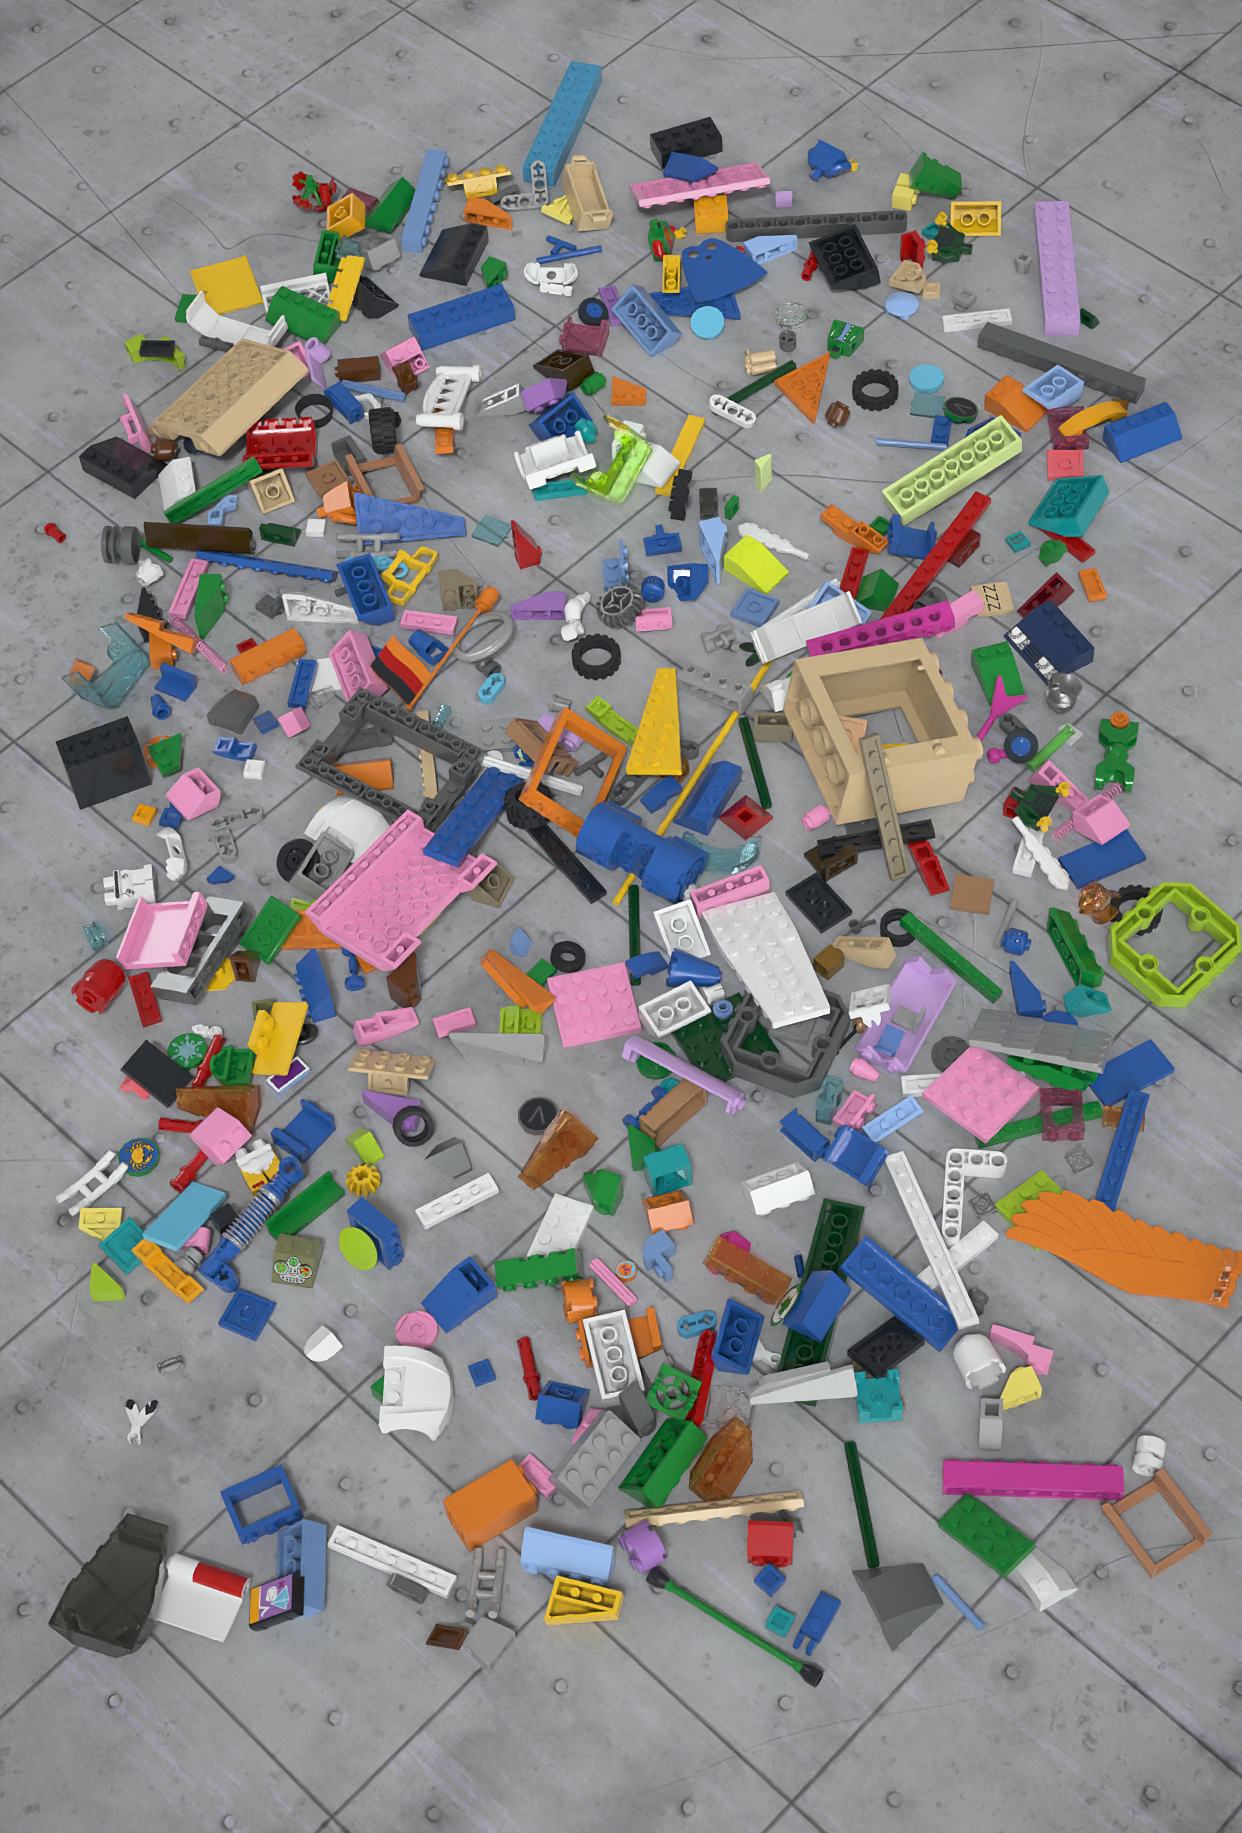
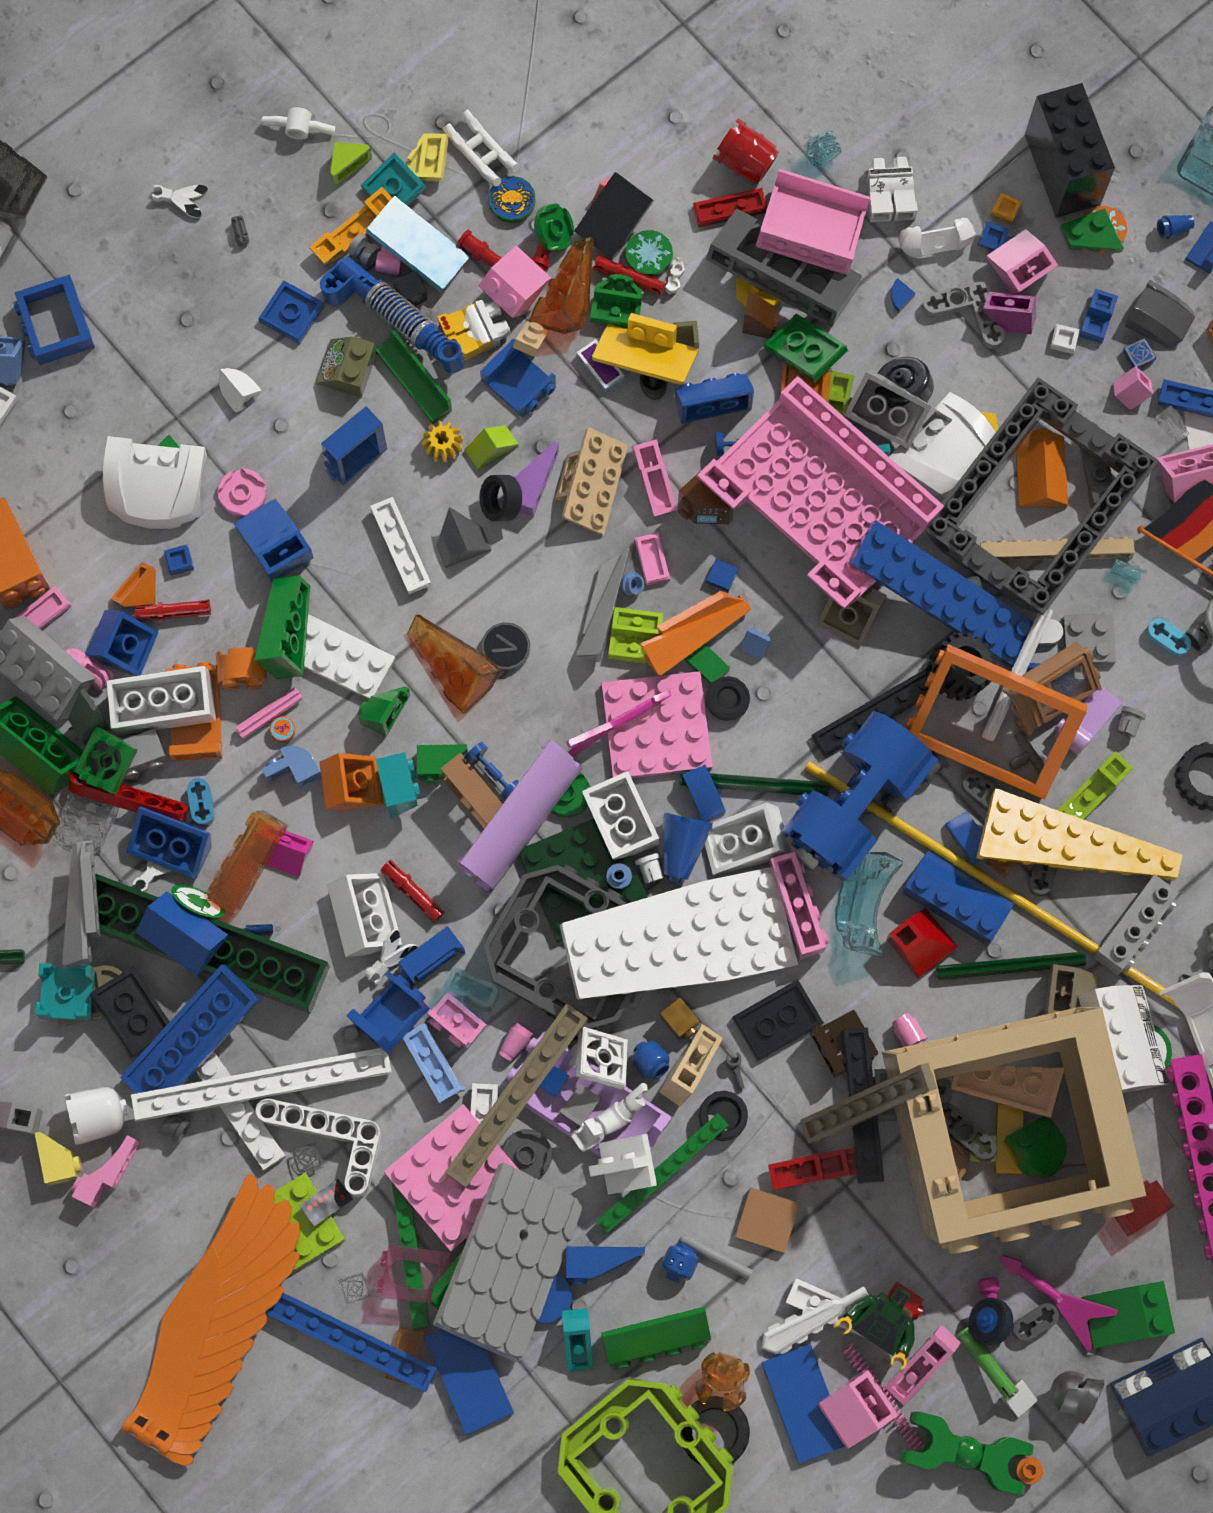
camera: 90 degrees right, 20 degrees up
(68, 1329) = (298, 123): none -> white piece
(167, 1116) = (553, 227): none -> green tile
(235, 796) = (1012, 311): none -> magenta slope
(269, 1121) = (530, 338): none -> tan plate
(464, 973) = (722, 575): none -> blue tile
(477, 1028) = (632, 584): none -> medium blue plate
(509, 1401) = (138, 588): none -> orange slope
(611, 1038) = (585, 740): none -> dark pink piece
(747, 1162) = (405, 884): none -> red pin
(805, 1161) = (389, 956): none -> white piece
(863, 976) = (650, 1059): none -> blue head
(891, 730) = (1038, 1147): none -> green slope
(911, 1050) = (516, 1095): none -> dark tan plate
(915, 994) = (610, 1120): none -> white piece
(949, 975) = (625, 1164): none -> white bracket
(1016, 1184) = (326, 1202): none -> sticker

